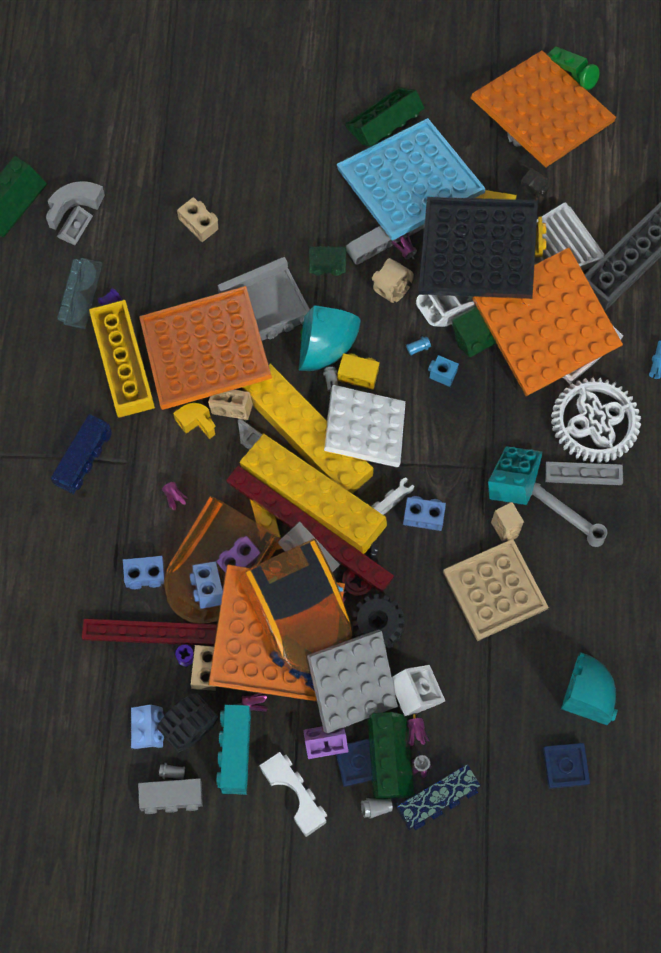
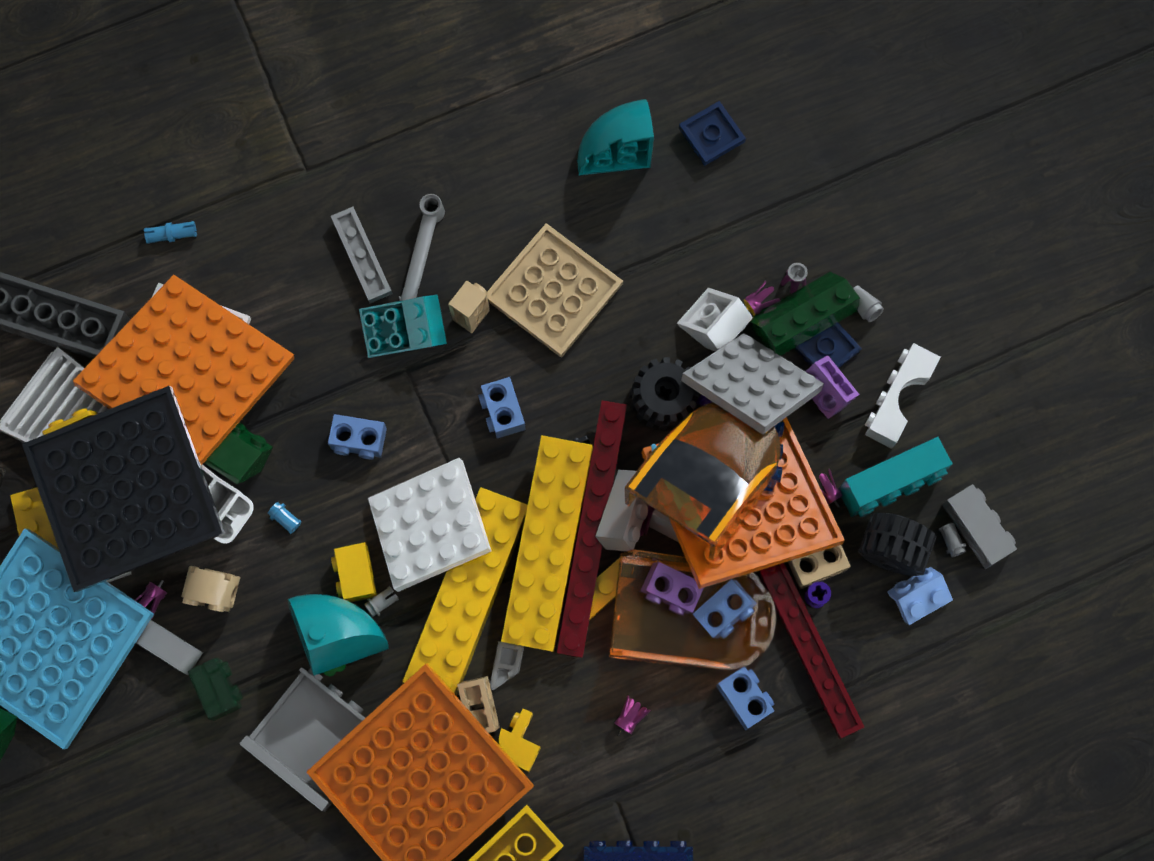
camera: 115 degrees left, 5 degrees up
(354, 589) = (634, 446): dark red gear -> none
(393, 497) = (502, 453): white plate -> none
(438, 797) = (818, 243): clear blue brick -> none
(443, 377) = (305, 460): dark azure brick -> none
(454, 414) = (359, 431): none -> medium blue brick
(593, 427) = (282, 278): white gear -> none

